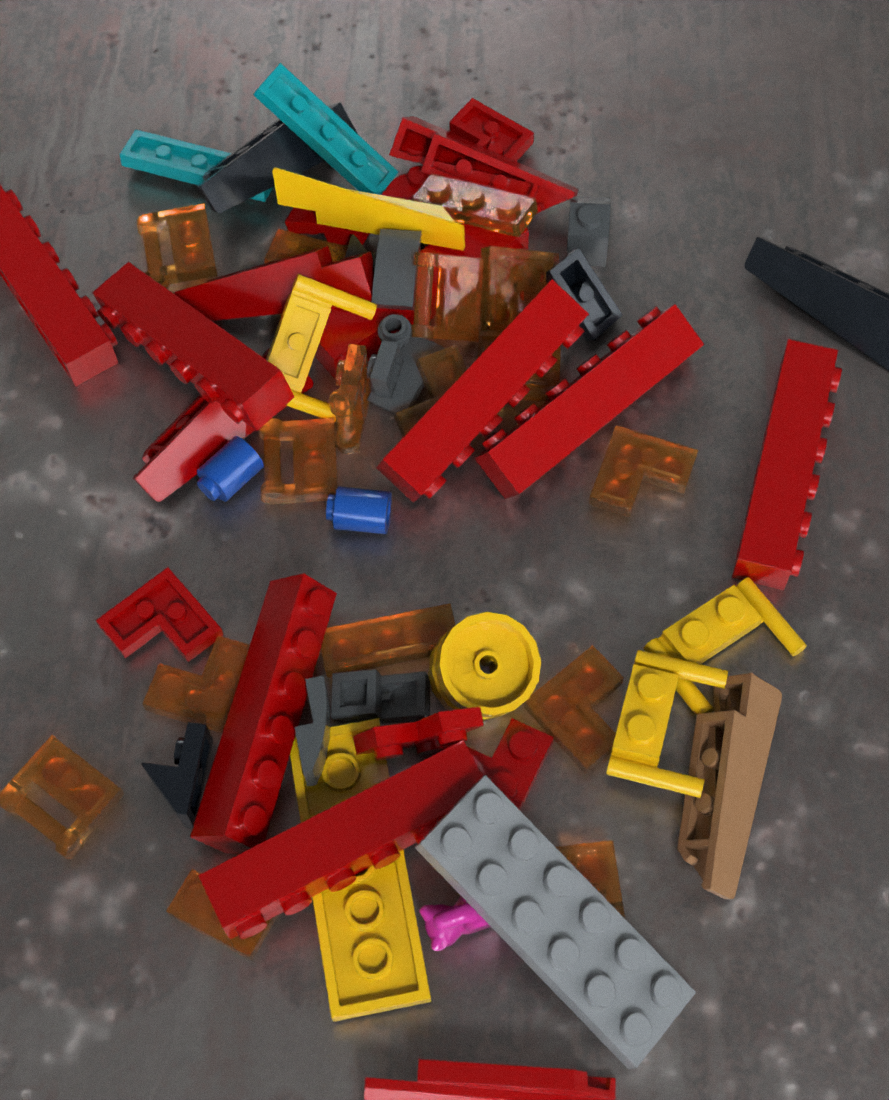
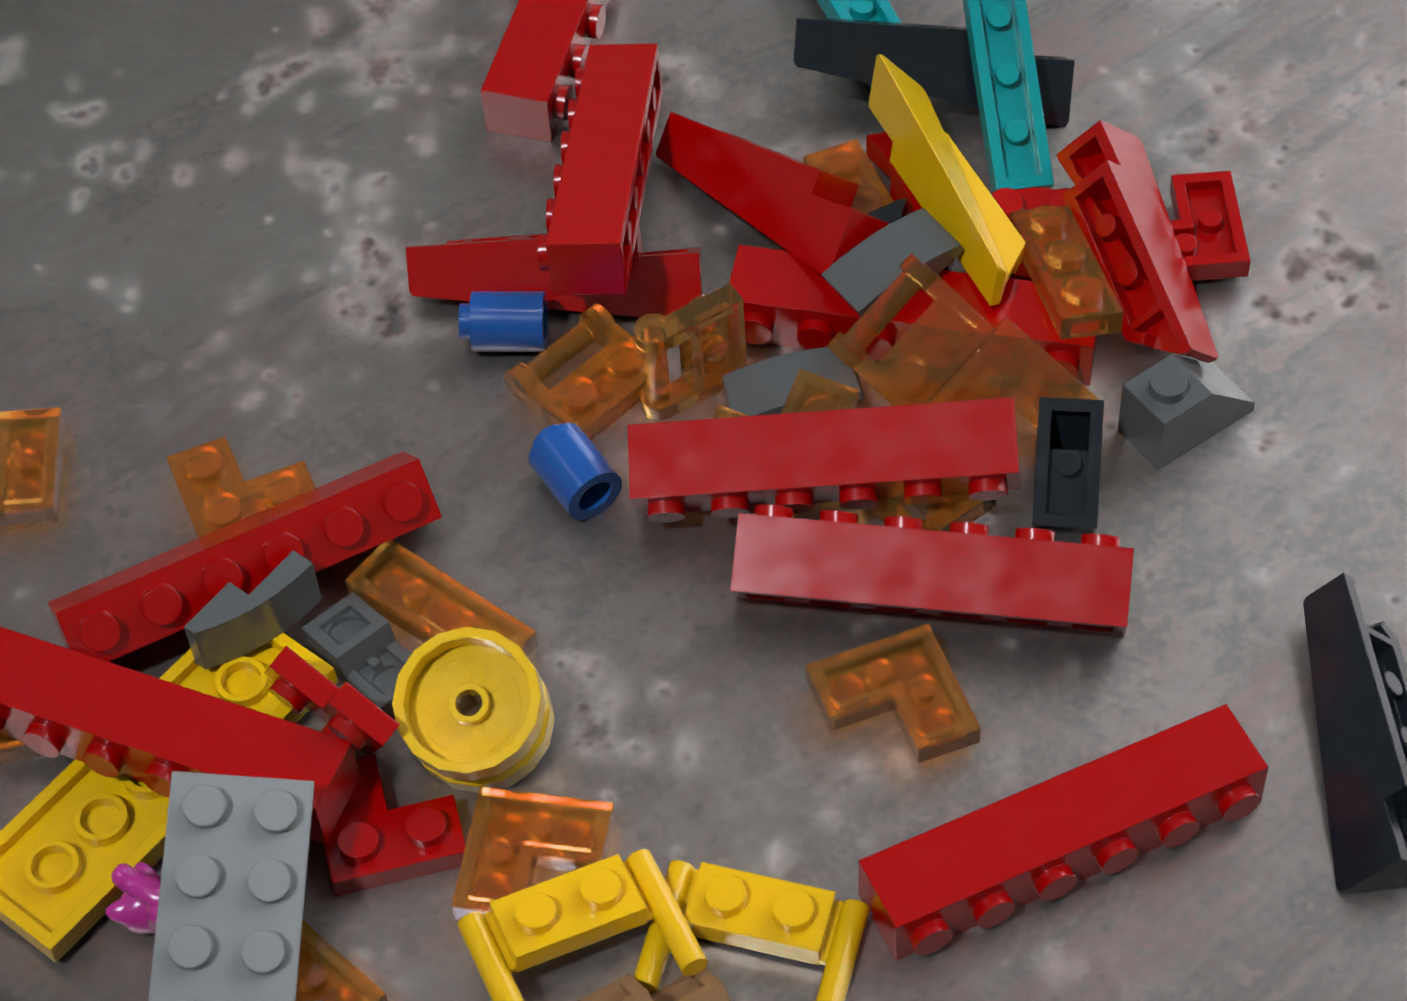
camera: 50 degrees right, 10 degrees down
(157, 607) = (287, 390): red plate -> none
(184, 784) = (98, 552): black slope -> none
(189, 243) = (747, 86): clear orange plate -> none
(301, 332) = (712, 245): yellow plate -> none
(387, 364) = (769, 347): dark grey plate -> none

